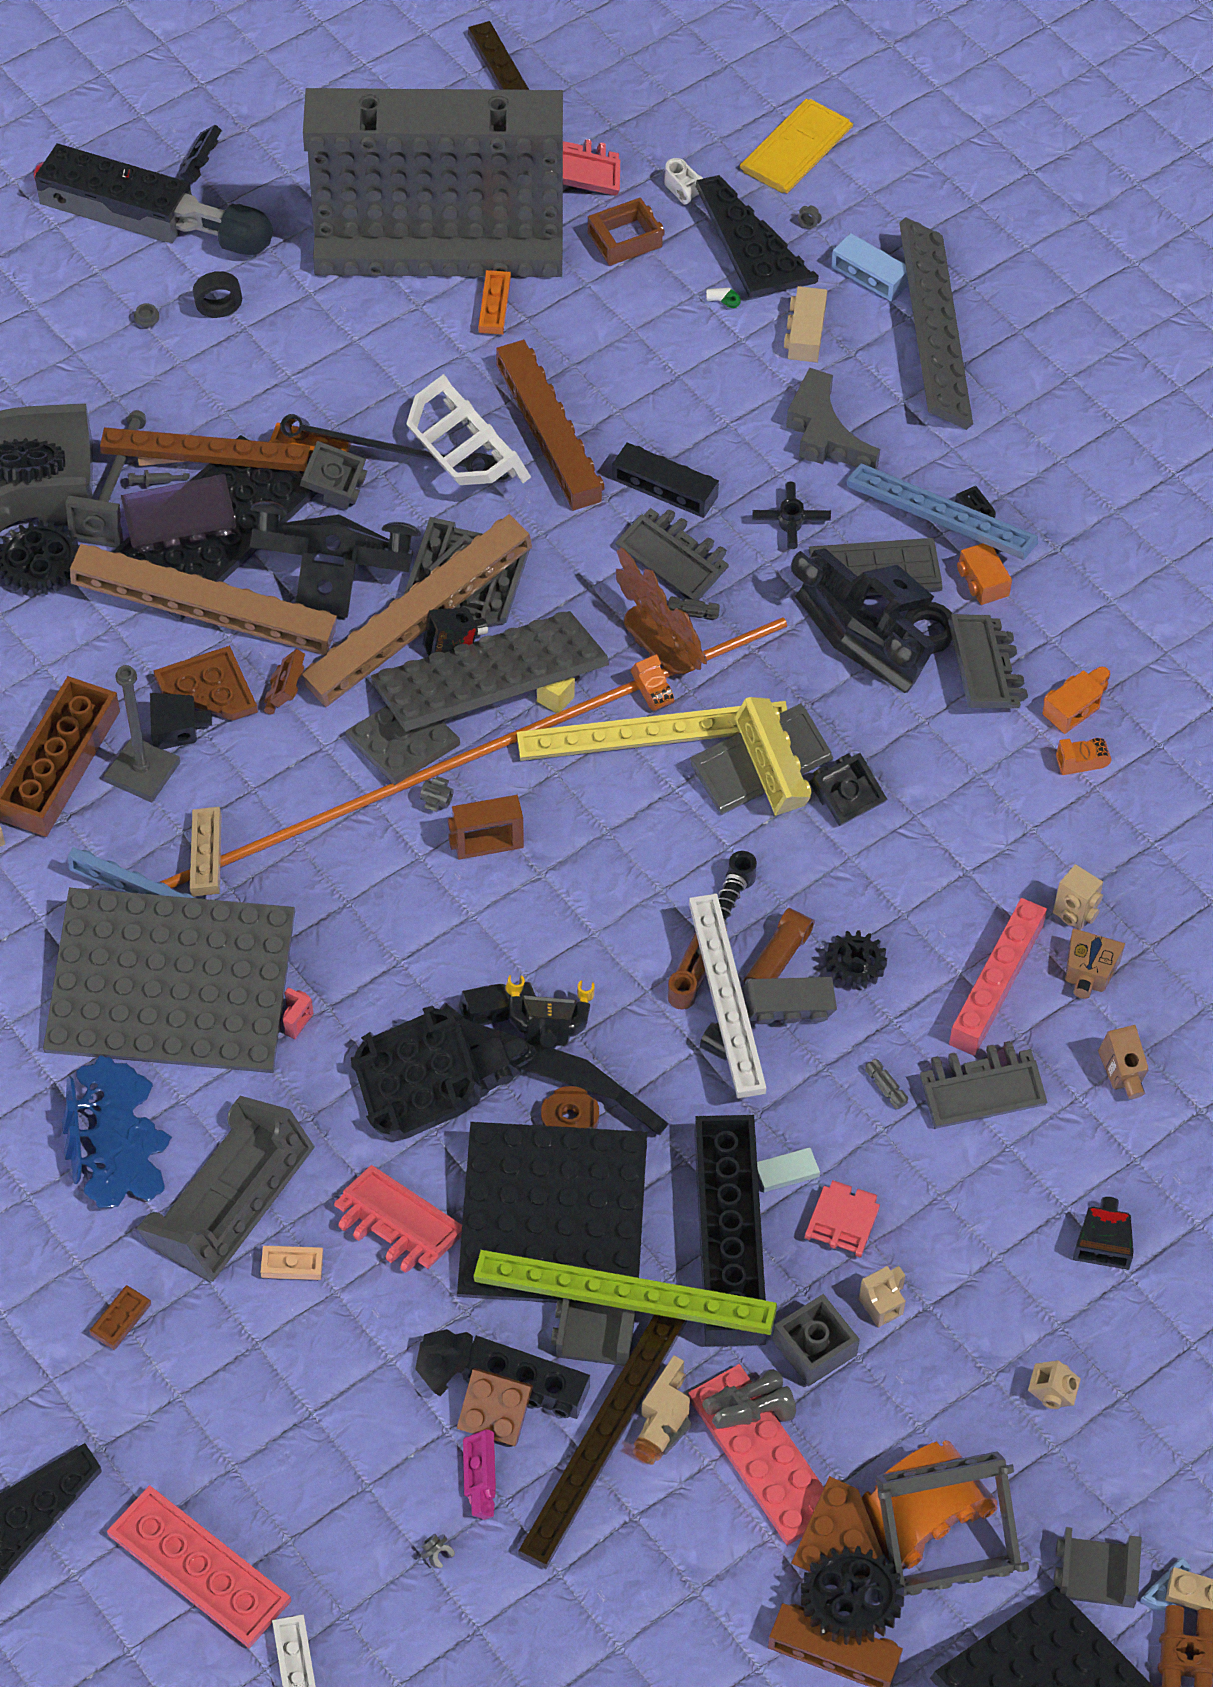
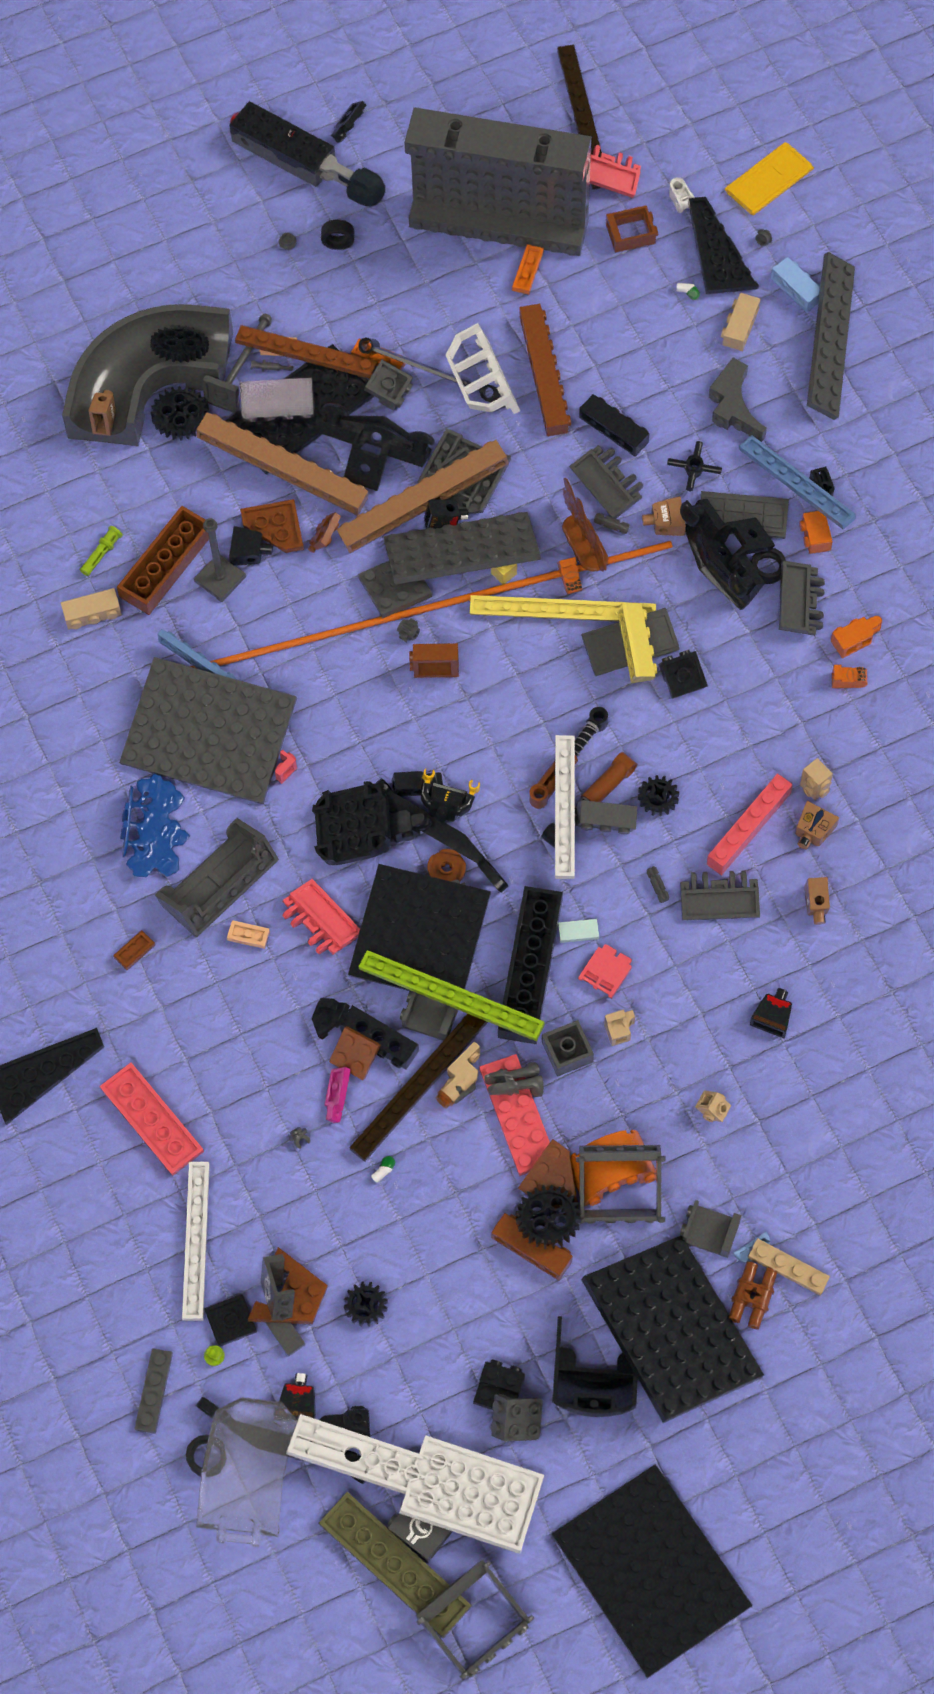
camera: 15 degrees right, 10 degrees up
(205, 851) = (248, 644): tan plate -> none
(580, 1571) = (385, 1168): none -> arm
(770, 587) = (666, 517): none -> medium nougat torso

